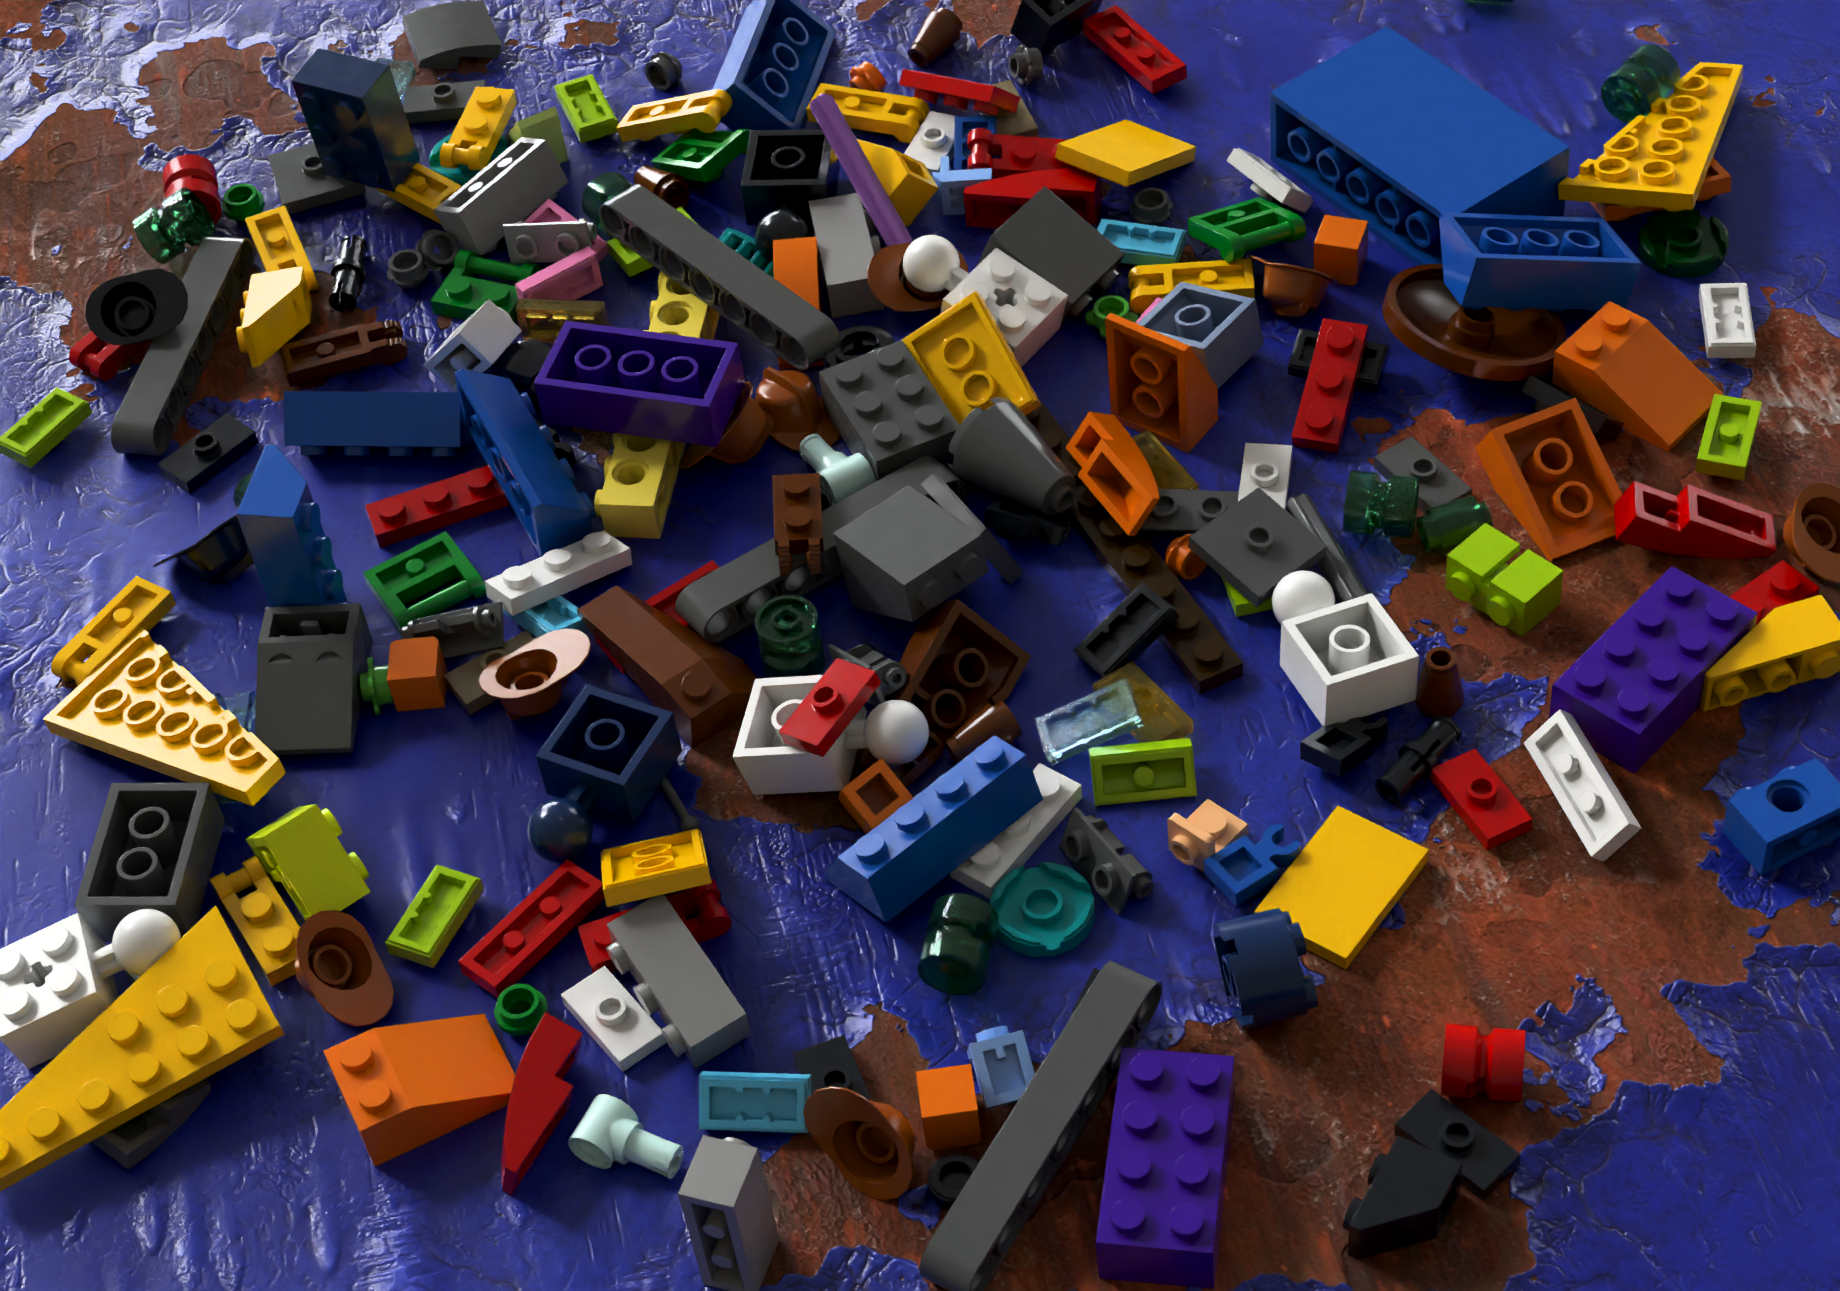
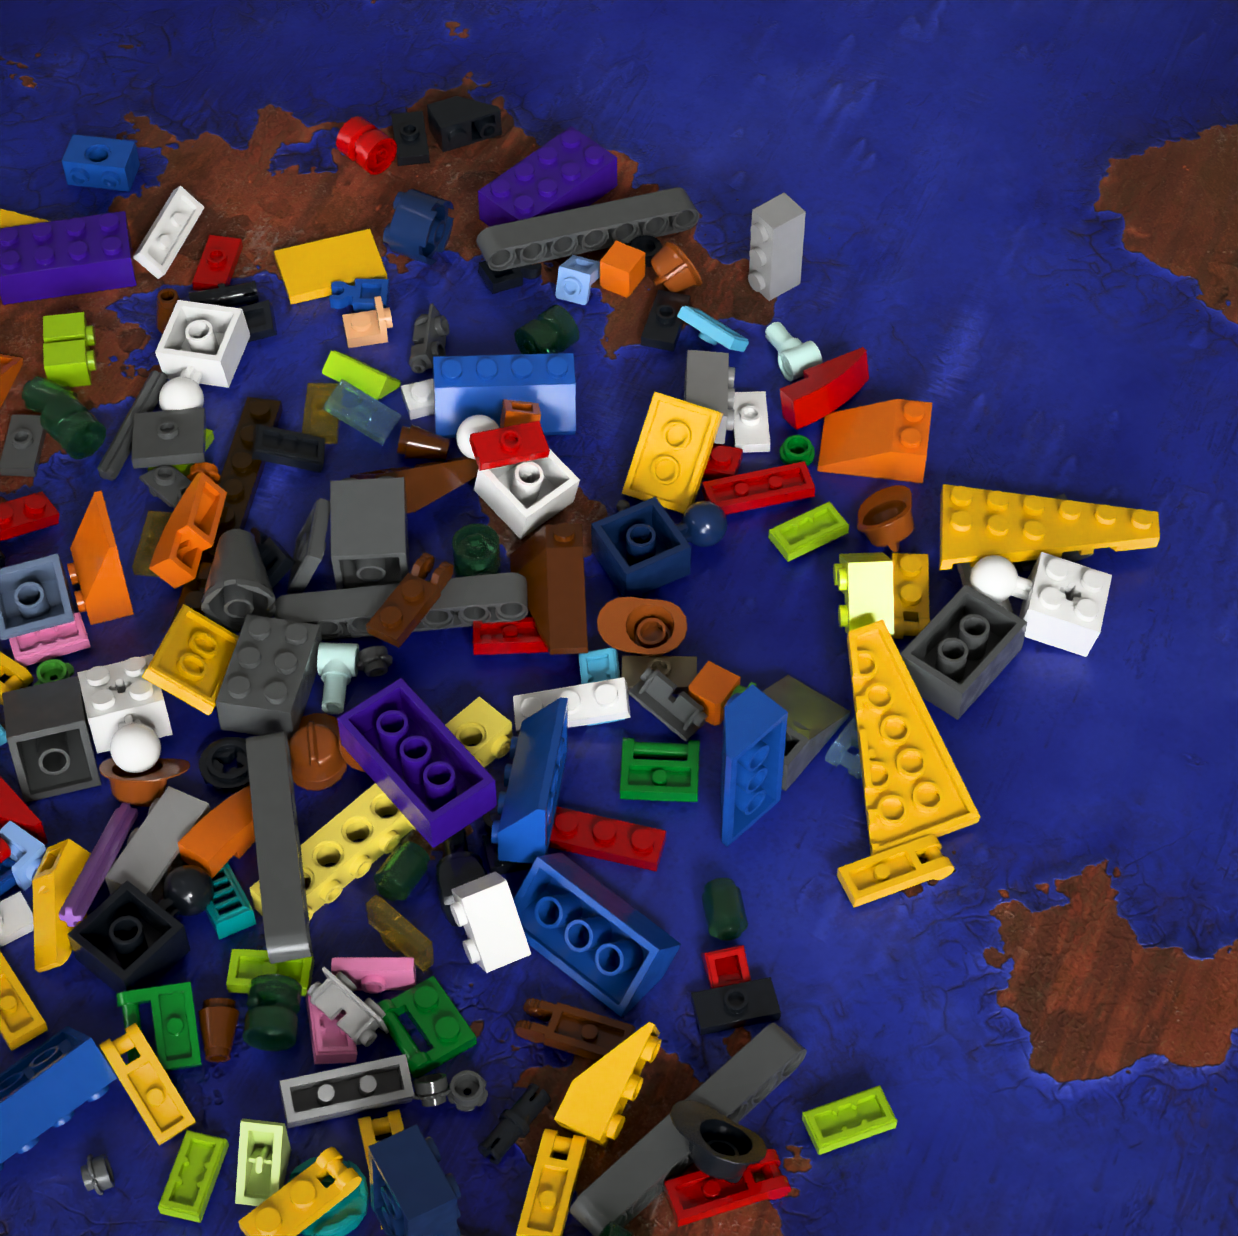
camera: 150 degrees left, 5 degrees up
(218, 555) = (793, 890): black piece -> none
(230, 473) = (726, 966): none -> red slope
(890, 672) = (456, 484): dark grey hinge -> none
(1043, 909) = (482, 337): teal tile -> none
(1267, 468) = (119, 493): white plate -> none

